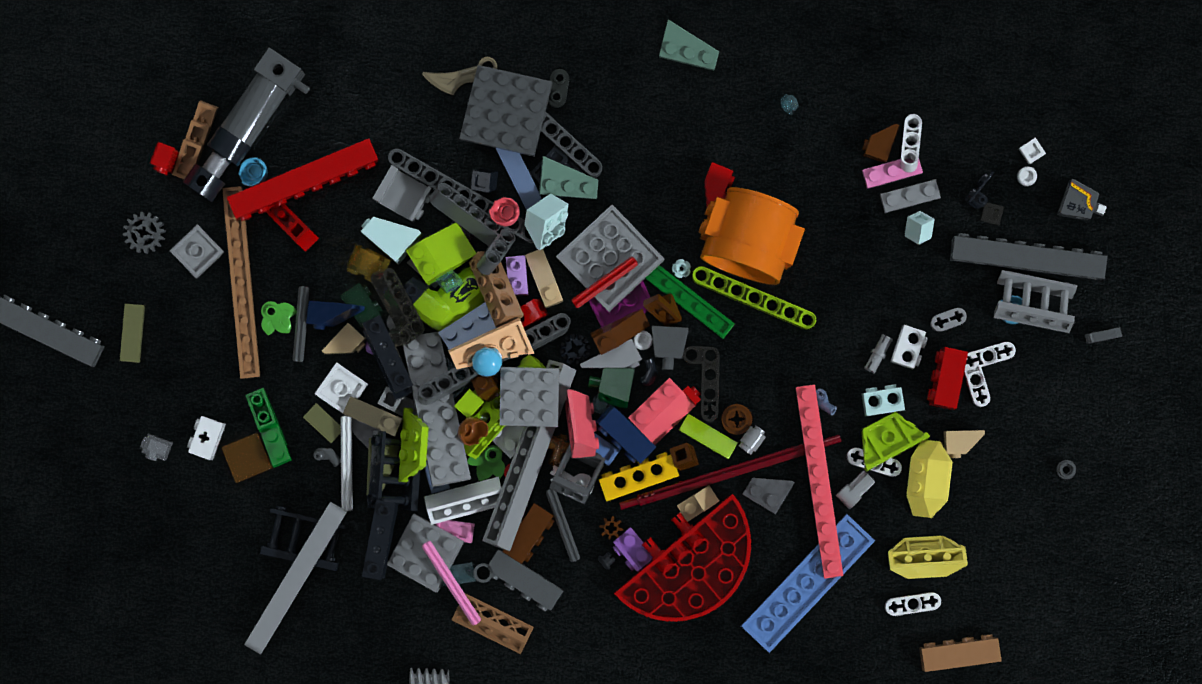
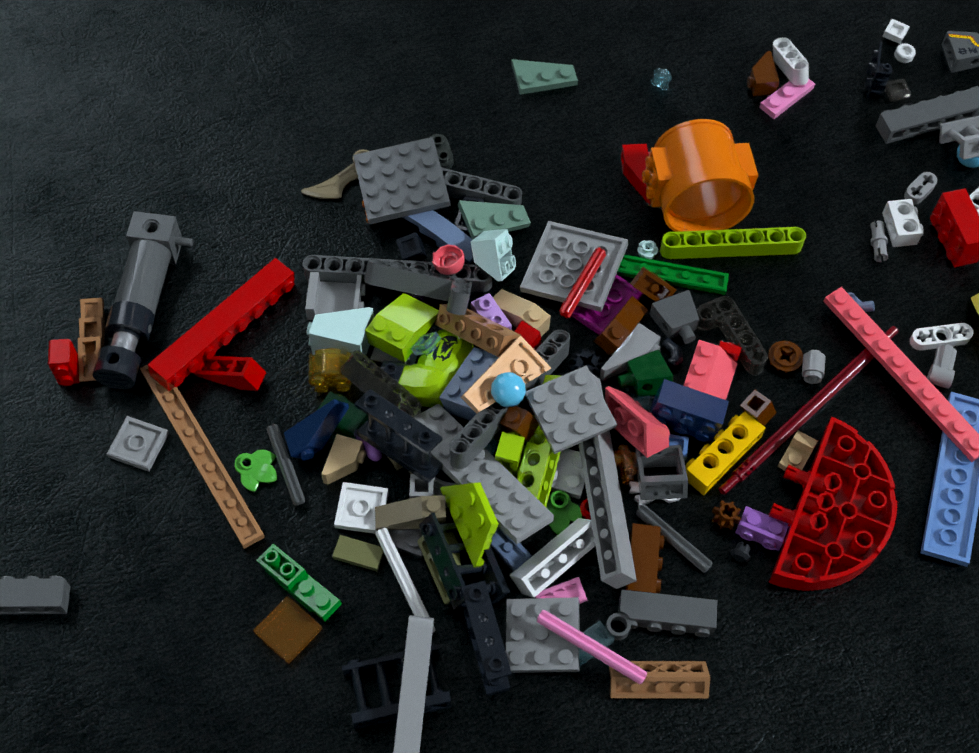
camera: 25 degrees left, 25 degrees down
(132, 333) = (97, 556): olive tile -> none
(142, 240) = (68, 446): dark grey gear -> none
(156, 447) = (175, 664): clear brick -> none
(214, 430) = (236, 639): white brick -> none
(253, 172) = (164, 337): medium azure hair -> none
(327, 454) = (379, 583): dark grey arm -> none
(472, 430) = (528, 469): dark orange hair -> none
(643, 340) = (651, 323): white tile -> none
(708, 436) = (768, 386): lime slope -> none
(768, 492) = (861, 410): flat silver wing -> none
(883, 405) = (914, 280): light aqua brick -> none
(888, 439) = (942, 307): lime wing -> none
(910, 196) = (816, 107): light grey plate -> none
(919, 227) = (842, 125): light aqua panel -> none

